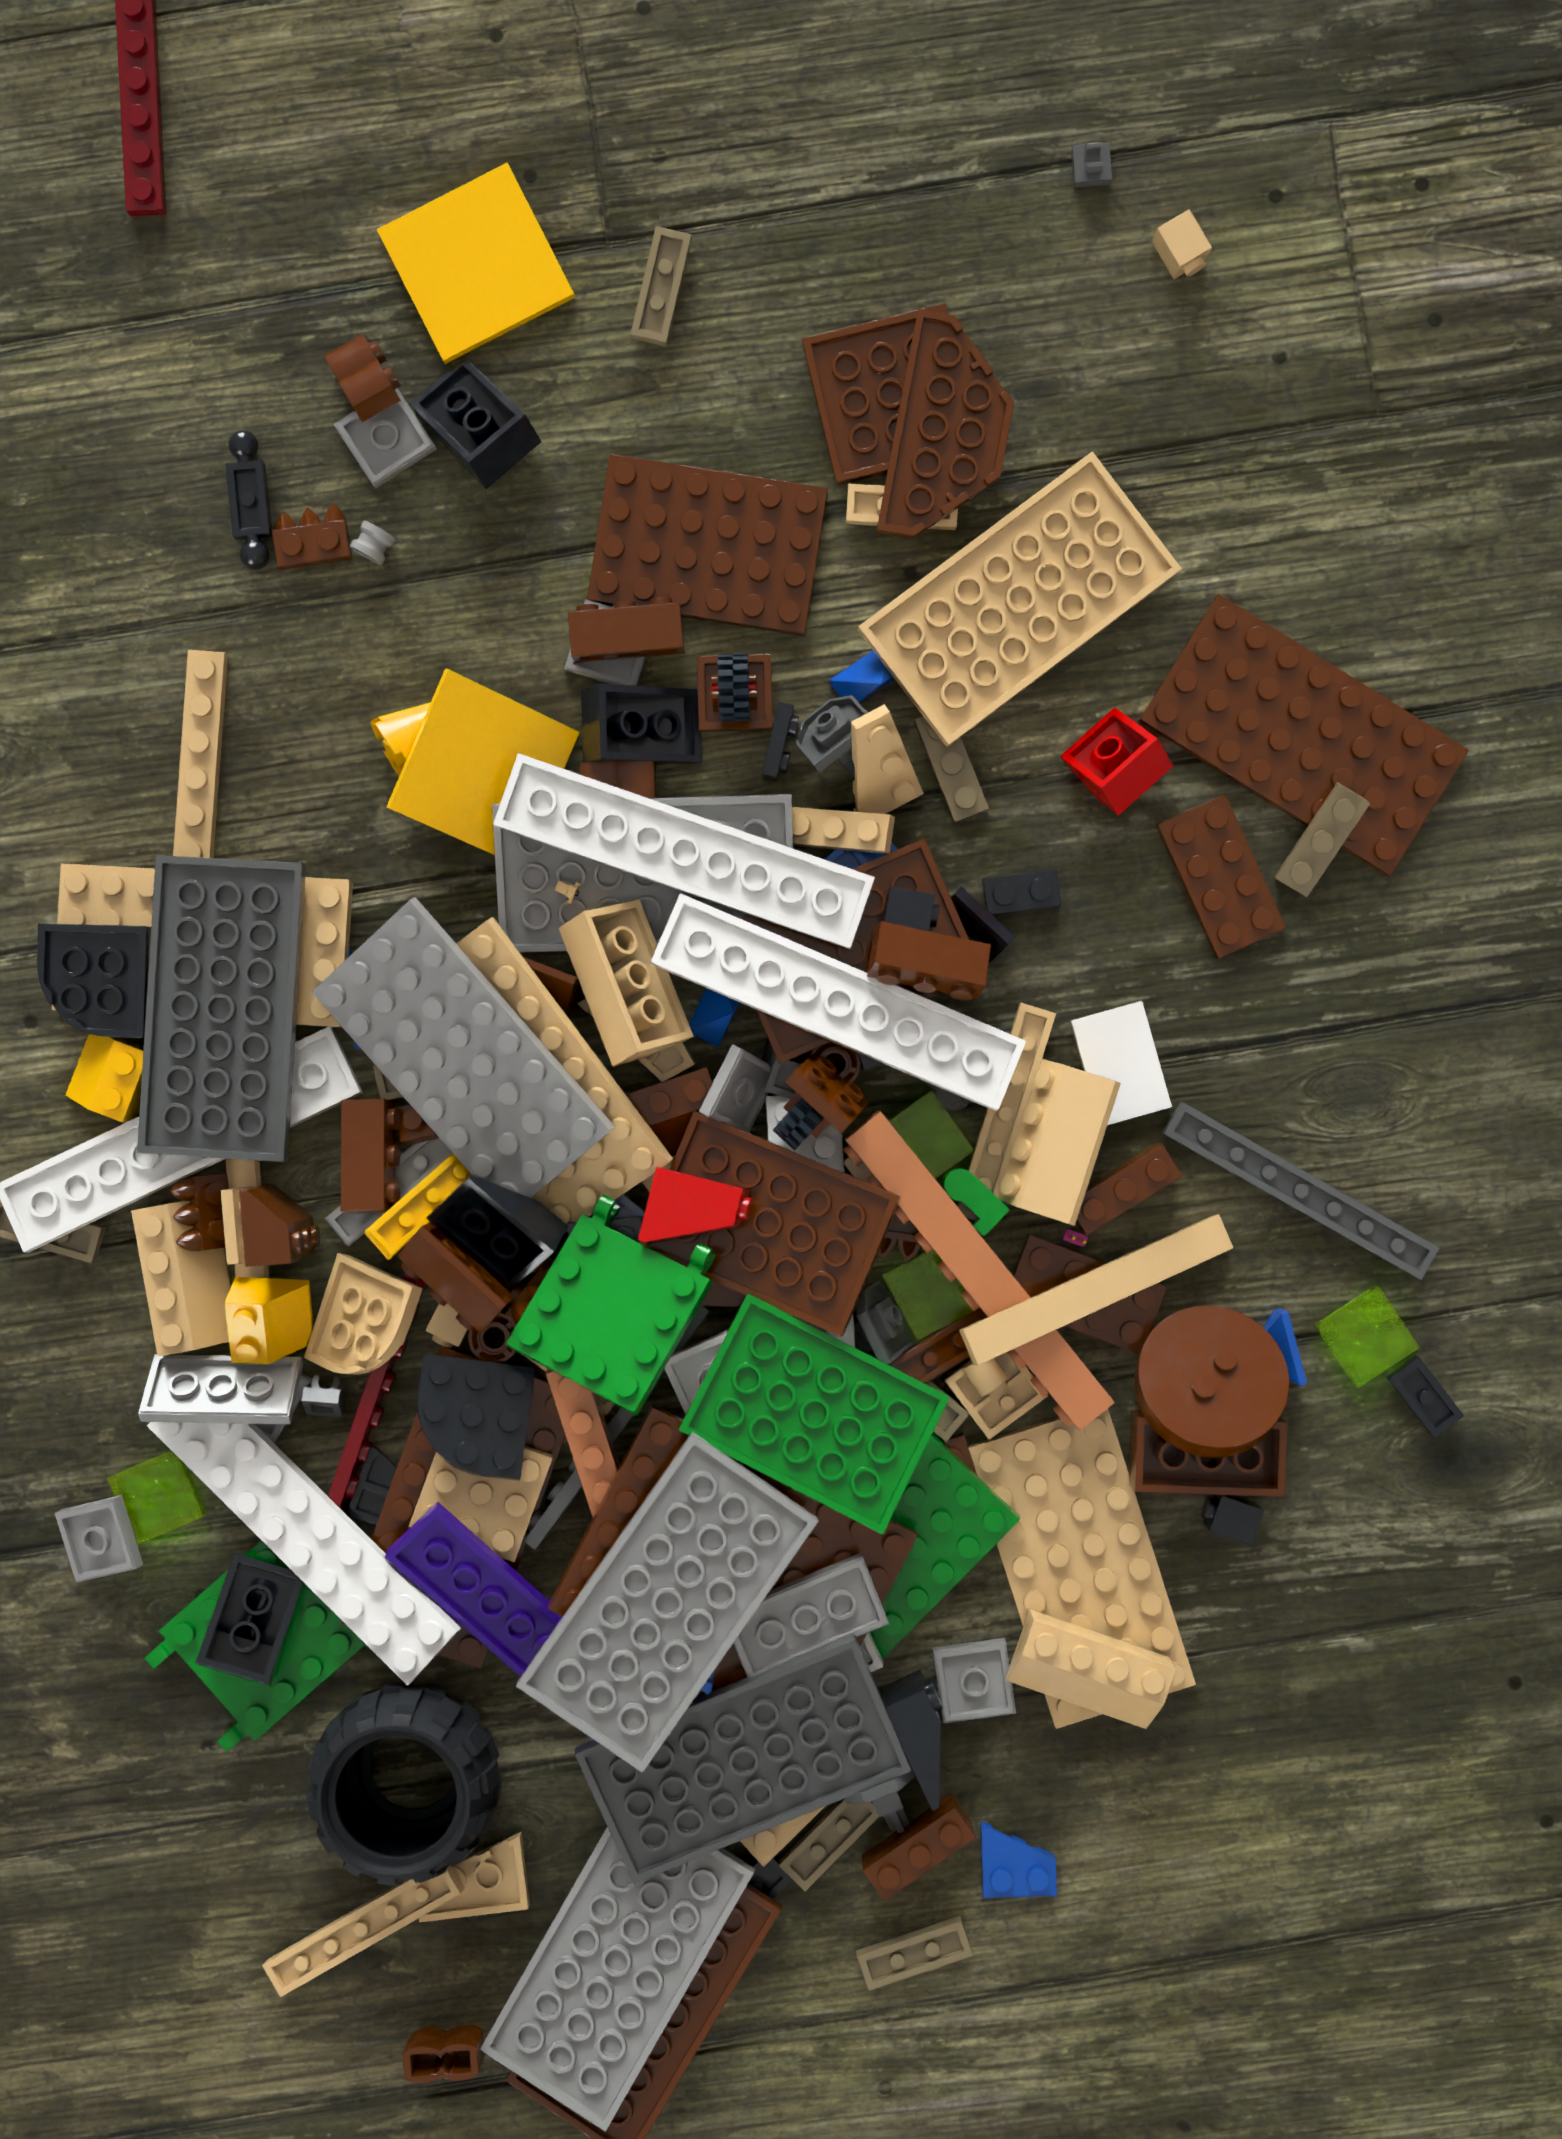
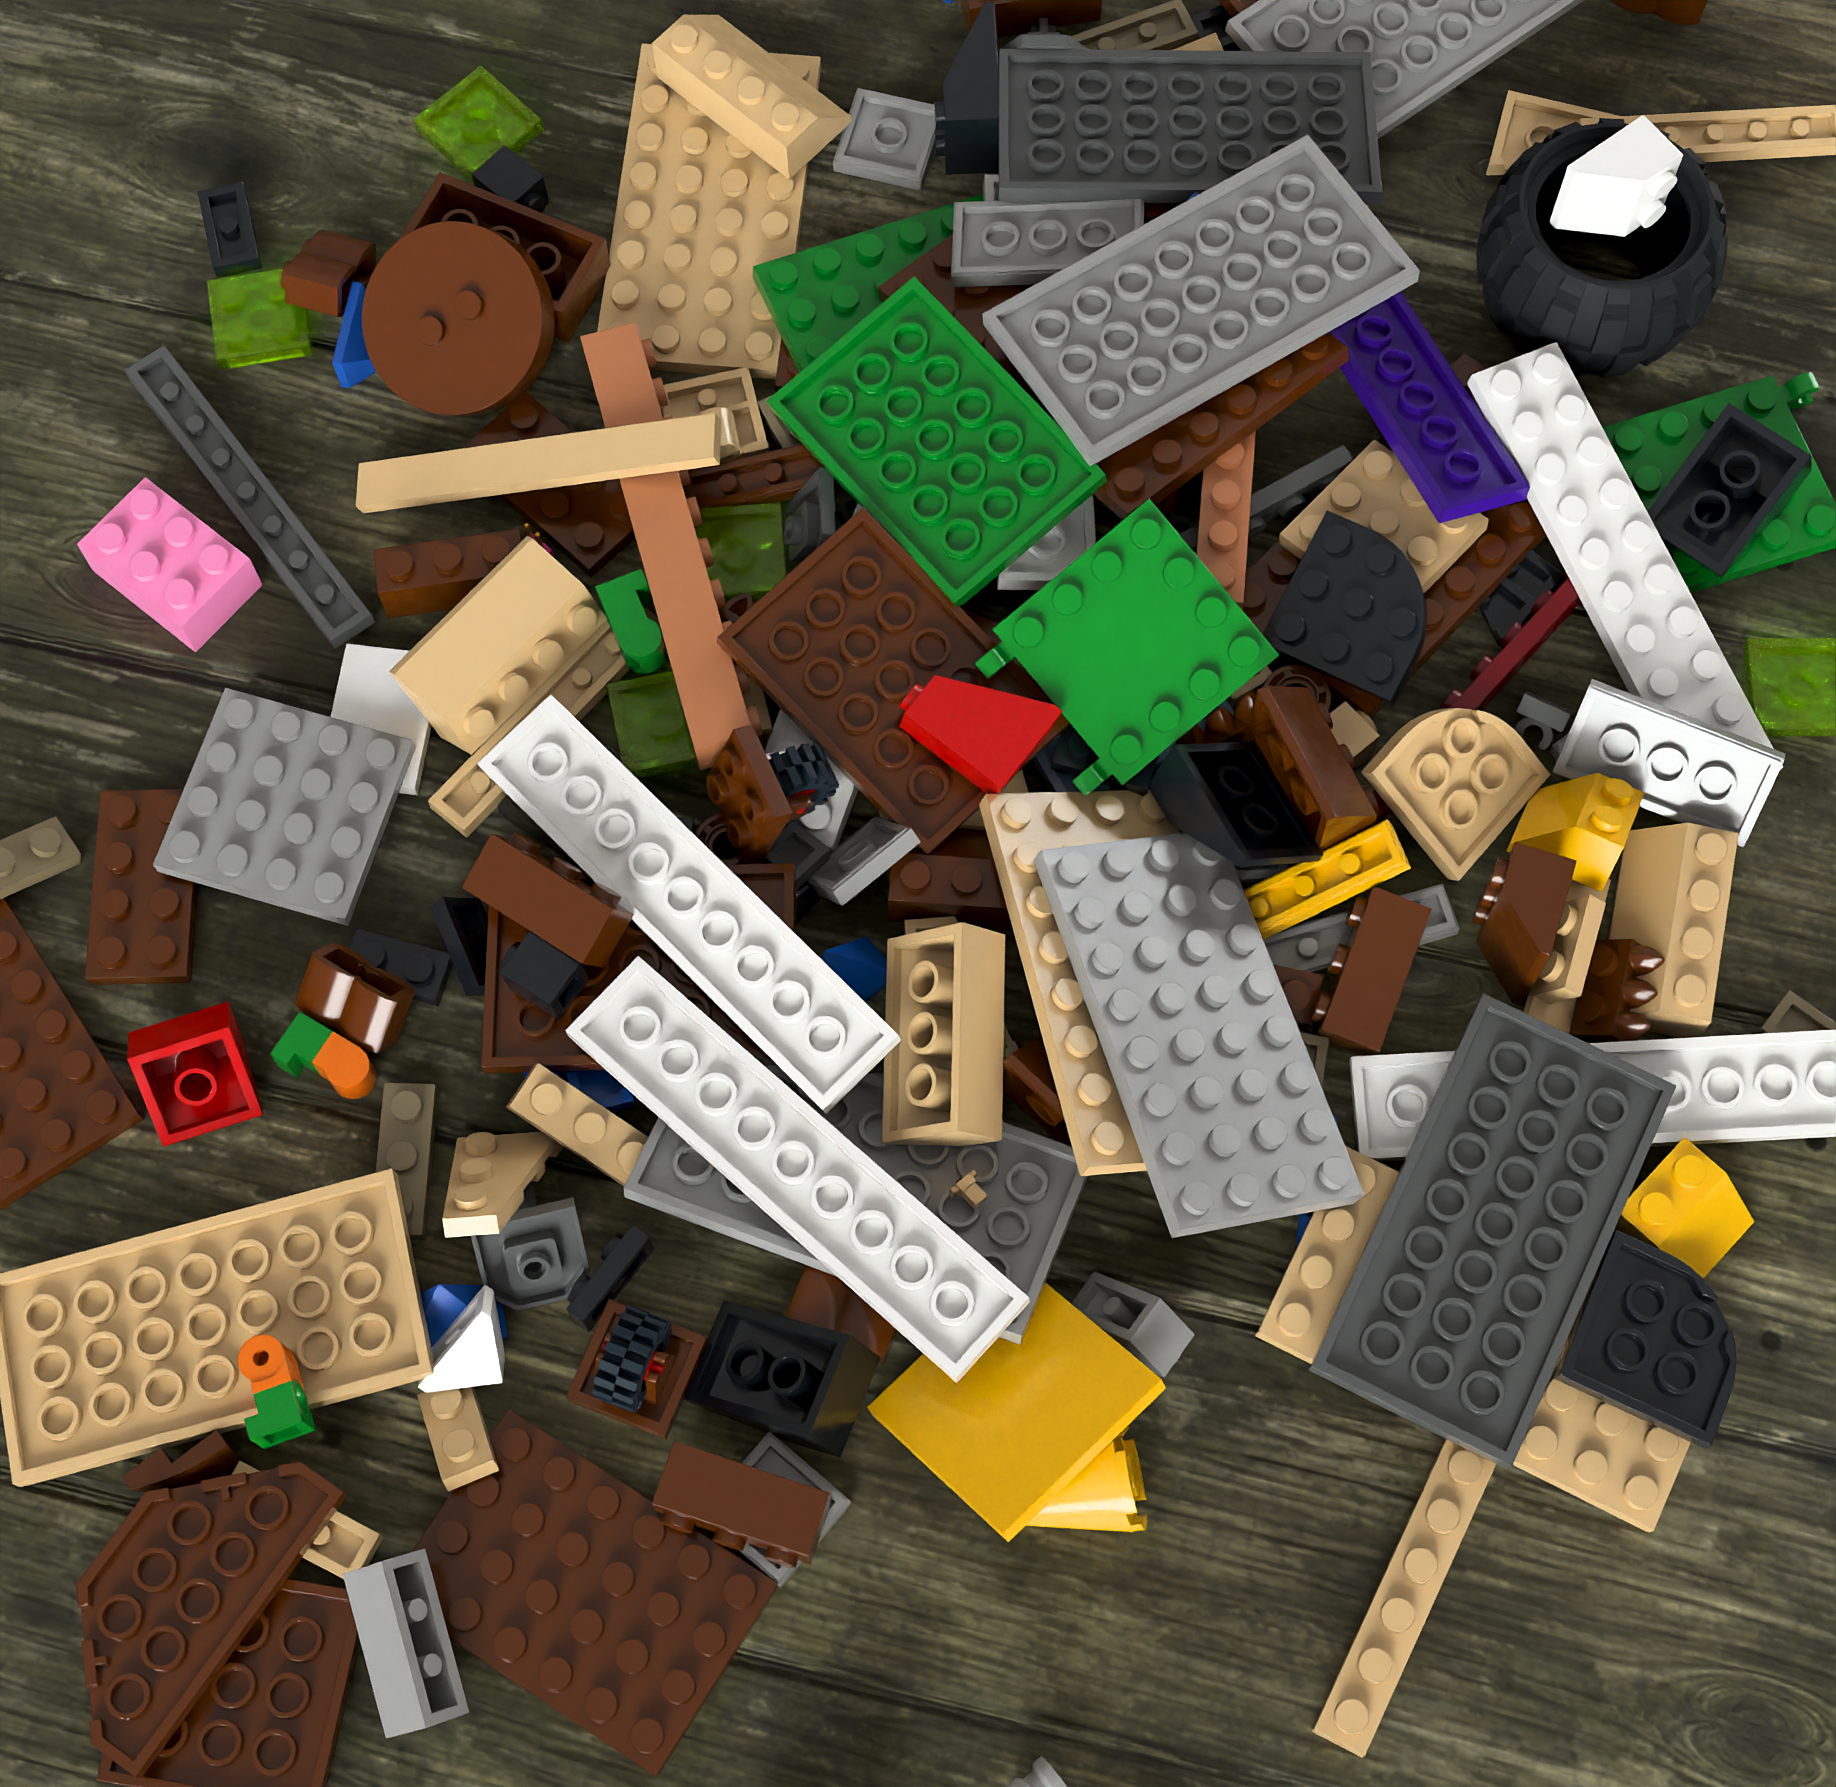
camera: 155 degrees left, 20 degrees down
(387, 1813) = (1618, 183): none -> white slope
(435, 854) = (1135, 1321): none -> light grey slope
(794, 458) = (405, 1643): none -> light grey brick
(827, 602) = (458, 1436): none -> tan plate
(845, 656) = (470, 1349): none -> white slope
(948, 570) = (276, 1391): none -> leg
(997, 499) = (206, 1460): none -> reddish brown slope
(1024, 809) = (326, 1054): none -> leg
(1034, 853) = (354, 997): none -> reddish brown brick
(1150, 967) = (285, 806): none -> light grey plate
(1285, 1562) = (477, 121): none -> clear neon green plate
(1325, 1111) = (170, 564): none -> bright pink brick
(1330, 1387) = (325, 270): none -> reddish brown brick

